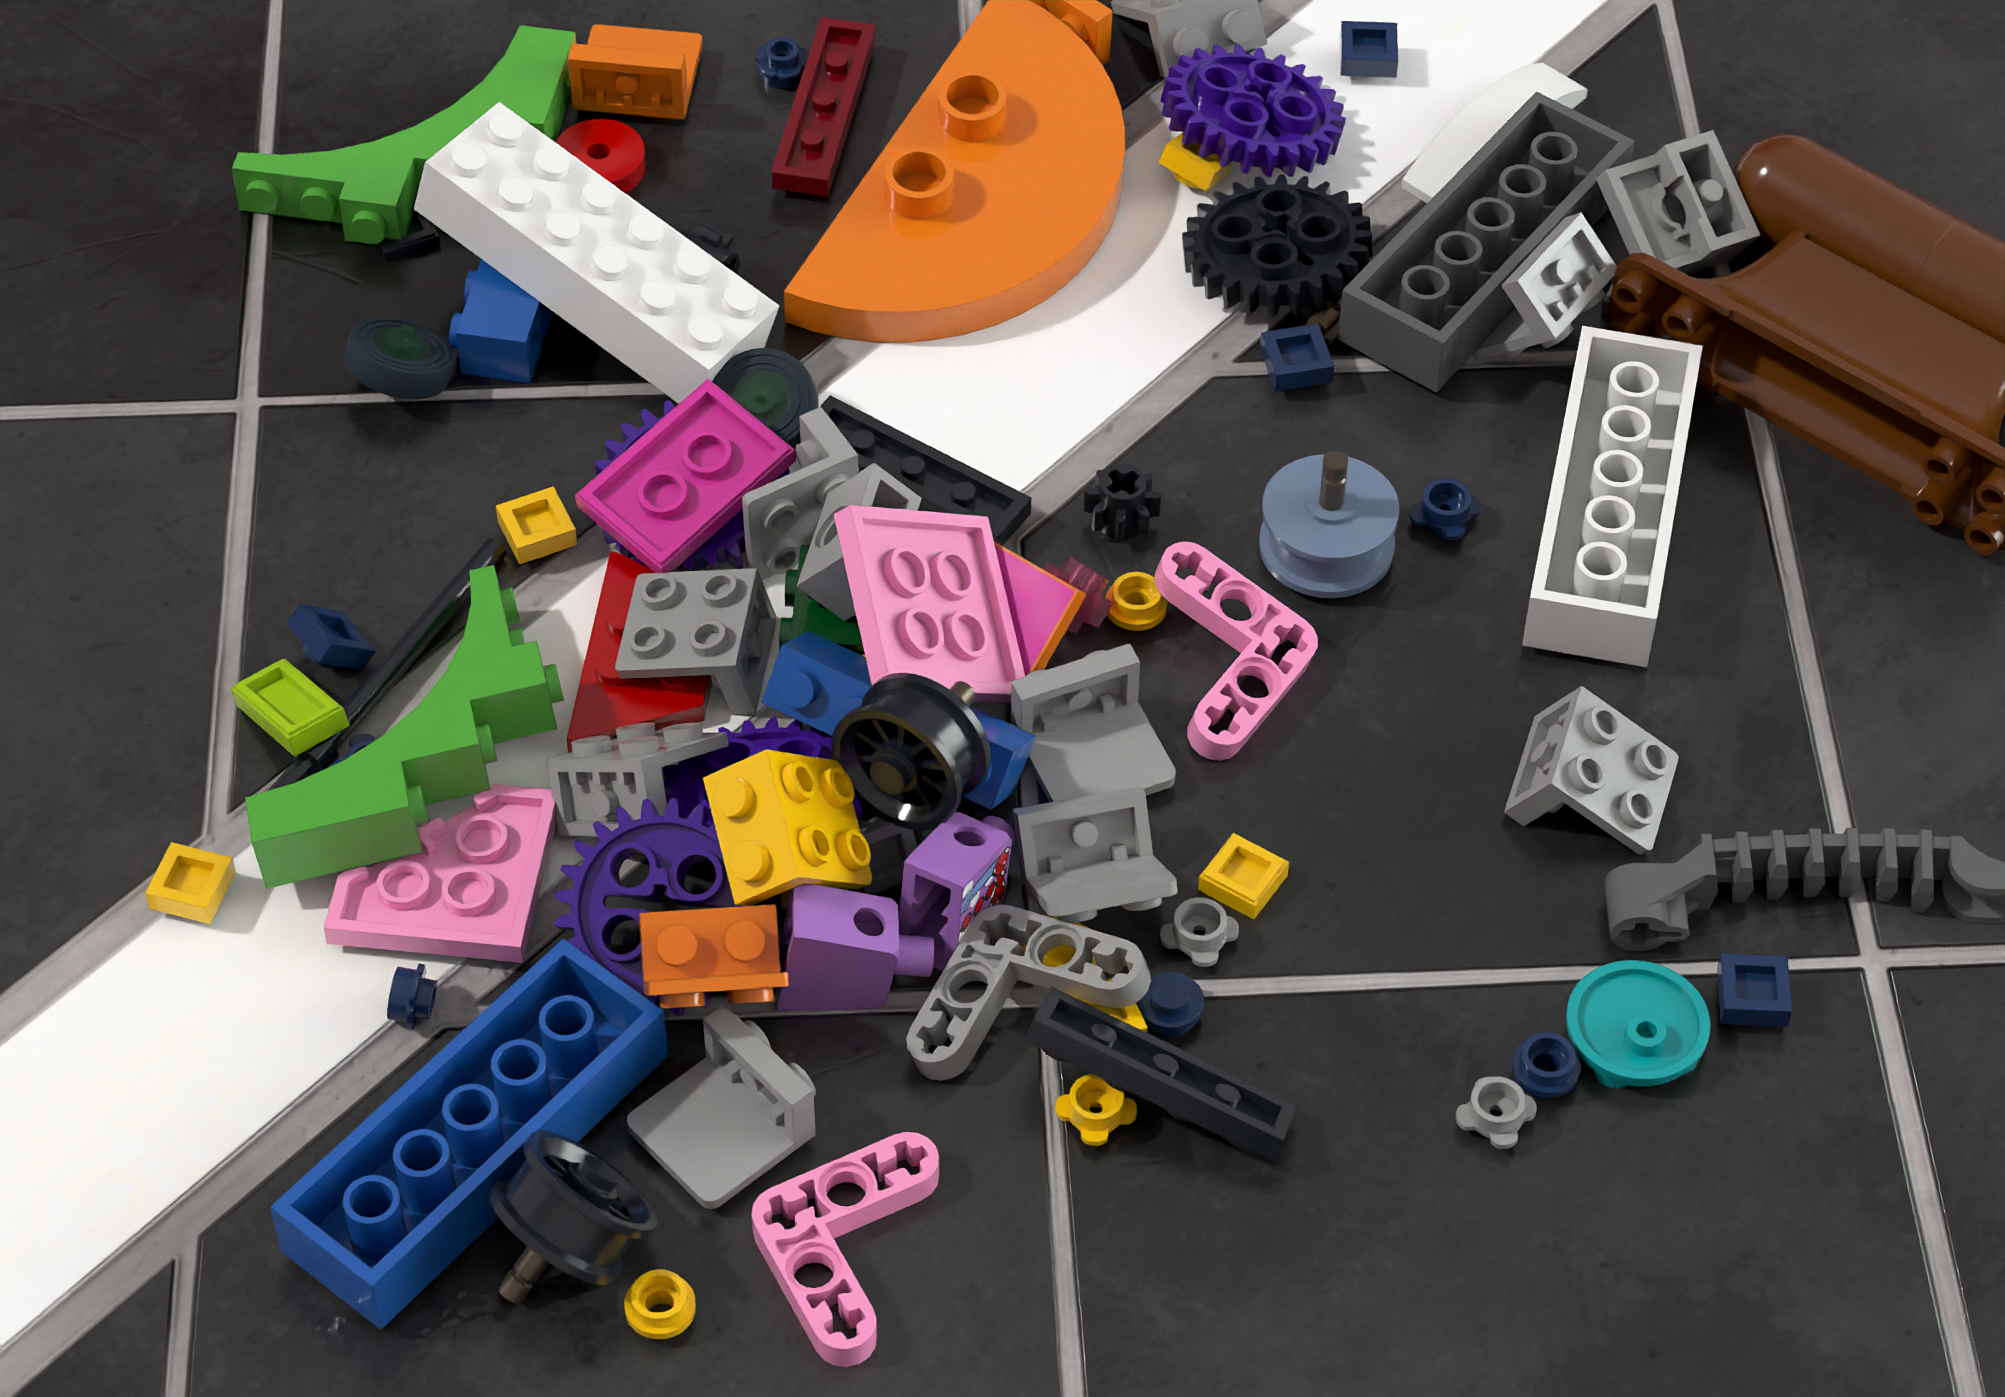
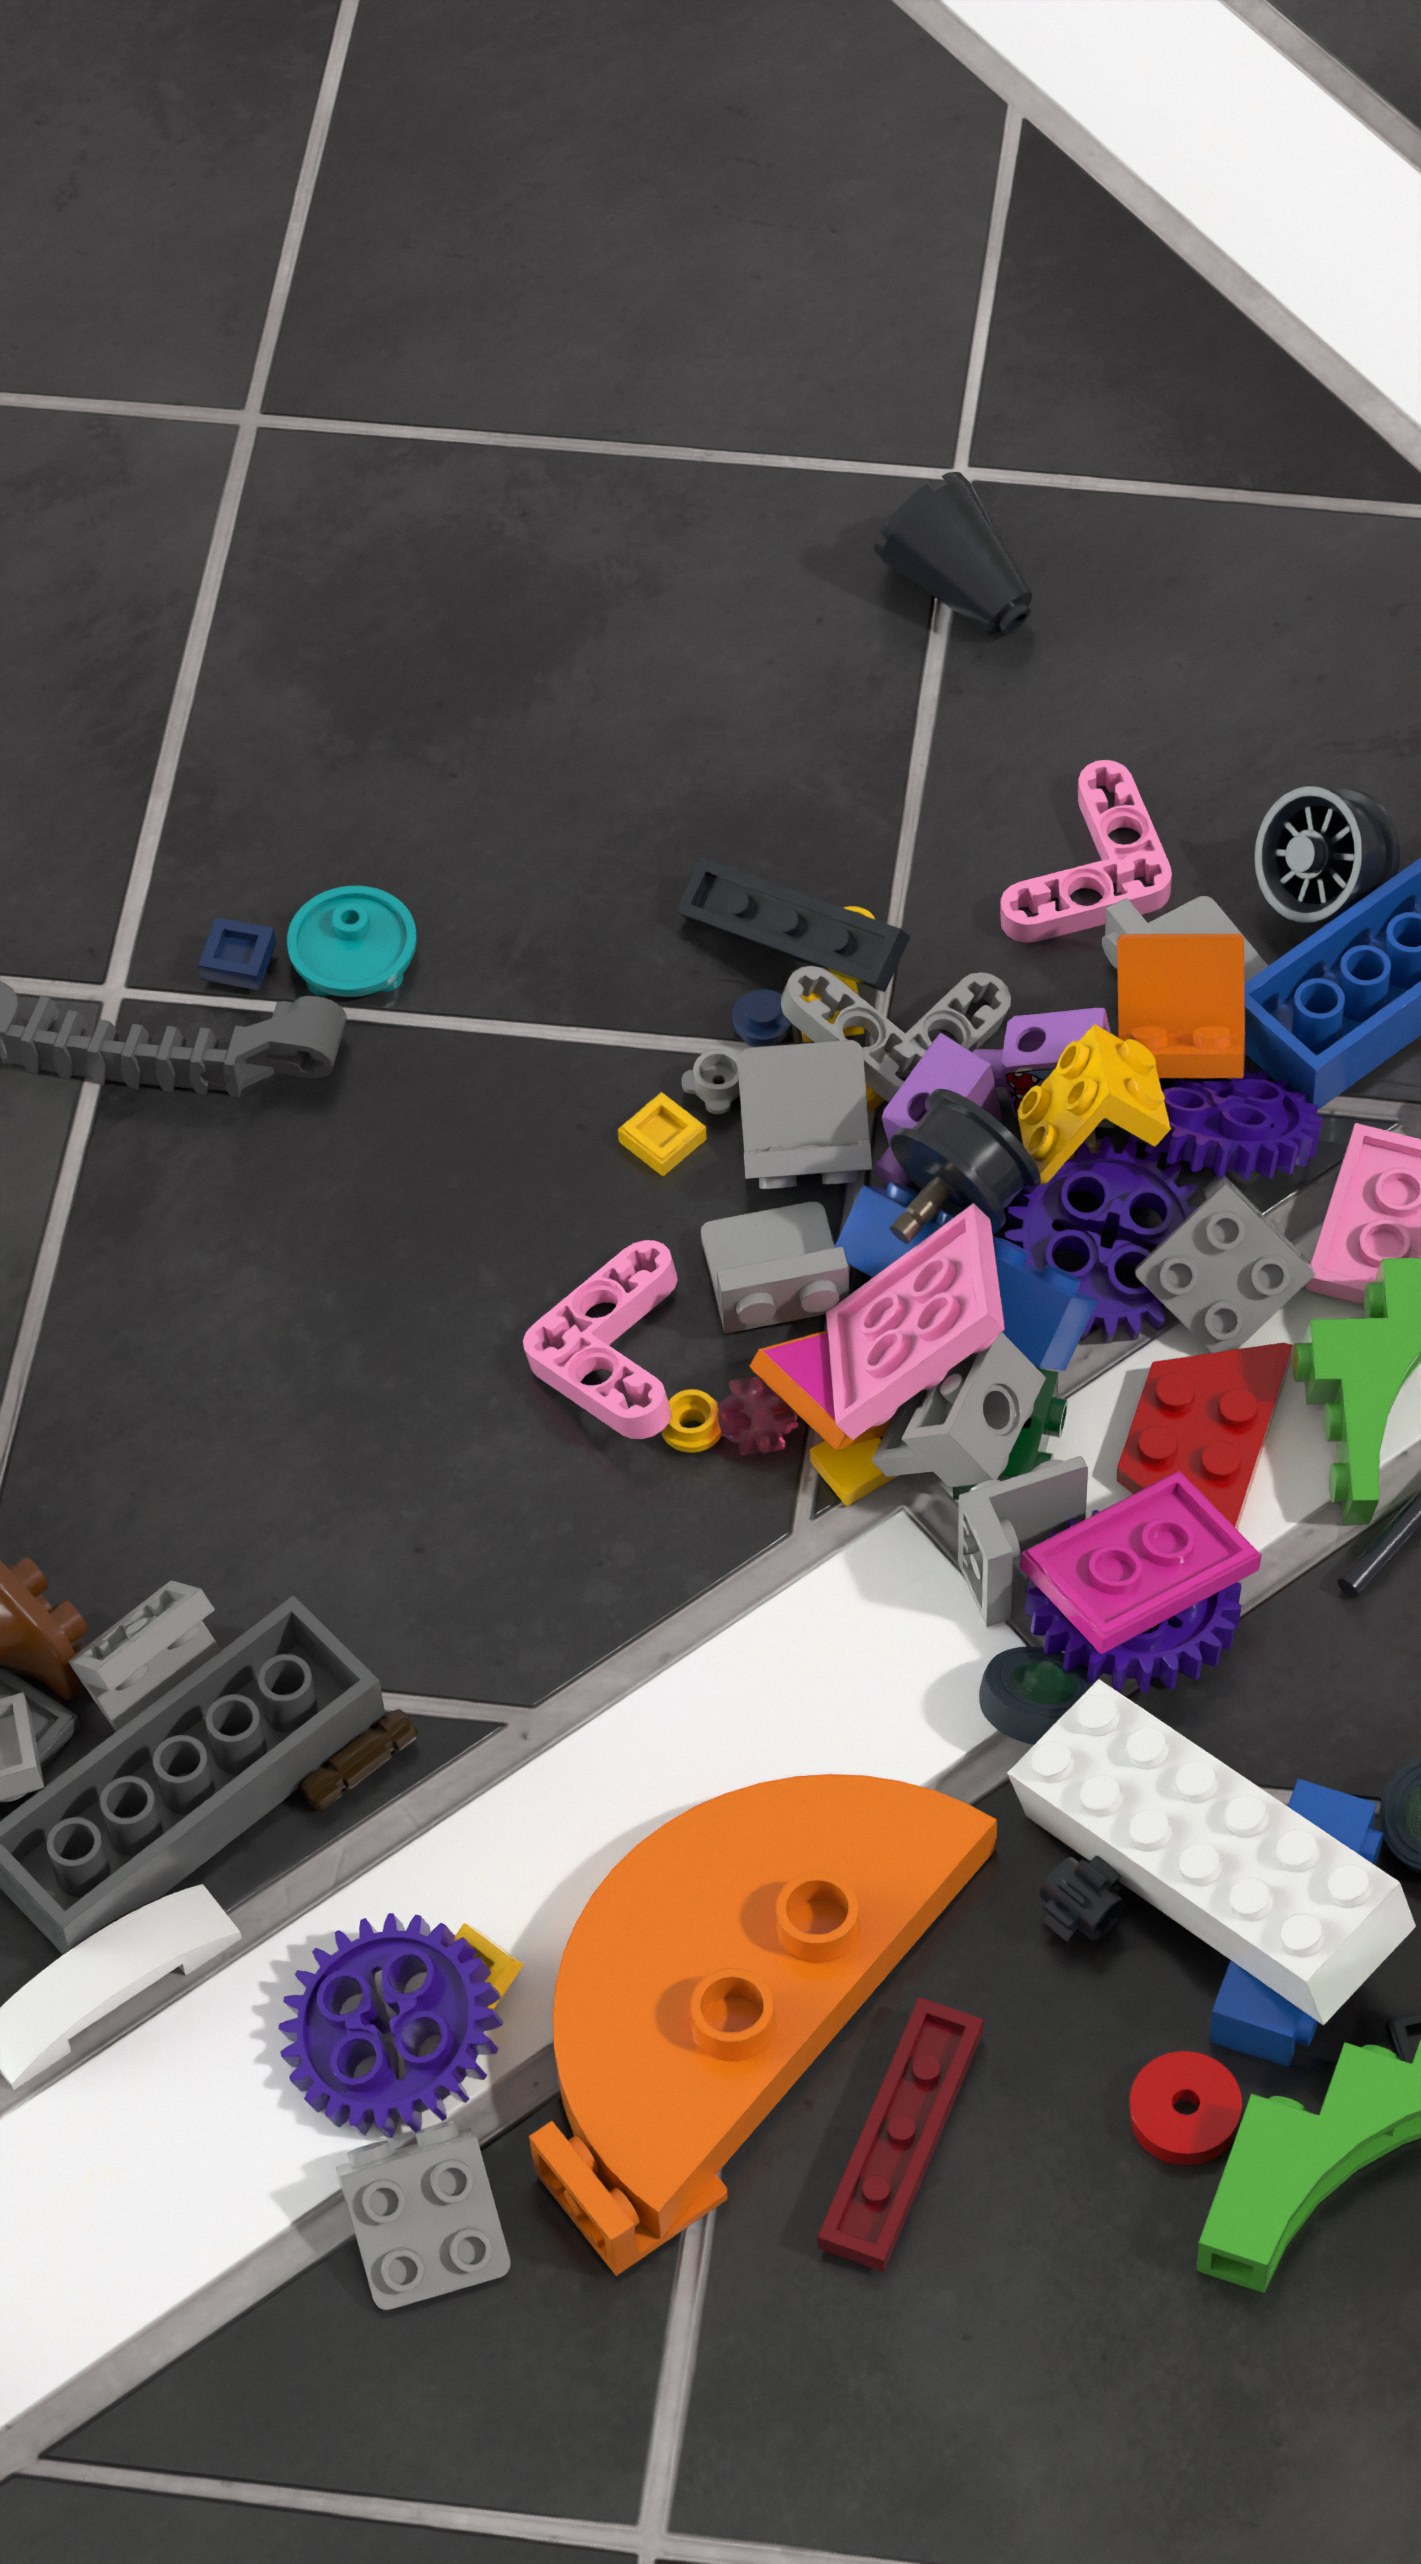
camera: 165 degrees left, 5 degrees up
(536, 525) = (1303, 1592): yellow plate -> none
(634, 71) = (1126, 2220): orange bracket -> none
(656, 1288) = (1247, 817): yellow plate -> none
(701, 626) = (1154, 1412): light grey bracket -> none
(781, 63) = (944, 2240): dark blue plate -> none
(934, 476) = (889, 1598): black plate -> none
(1122, 502) = (679, 1524): black gear -> none
(1277, 245) = (473, 1805): black gear -> none
(1296, 357) = (441, 1685): dark blue plate -> none
(1328, 525) = (475, 1449): sand blue wheel -> none
(1368, 49) = (218, 2120): dark blue plate -> none
(1446, 508) = (342, 1469): dark blue plate -> none
(1502, 1096) = (499, 876): light grey plate -> none
(1550, 1051) = (444, 907): dark blue plate -> none
(1597, 765) = (313, 1165): light grey bracket -> none
(1613, 497) = (171, 1435): white brick -> none

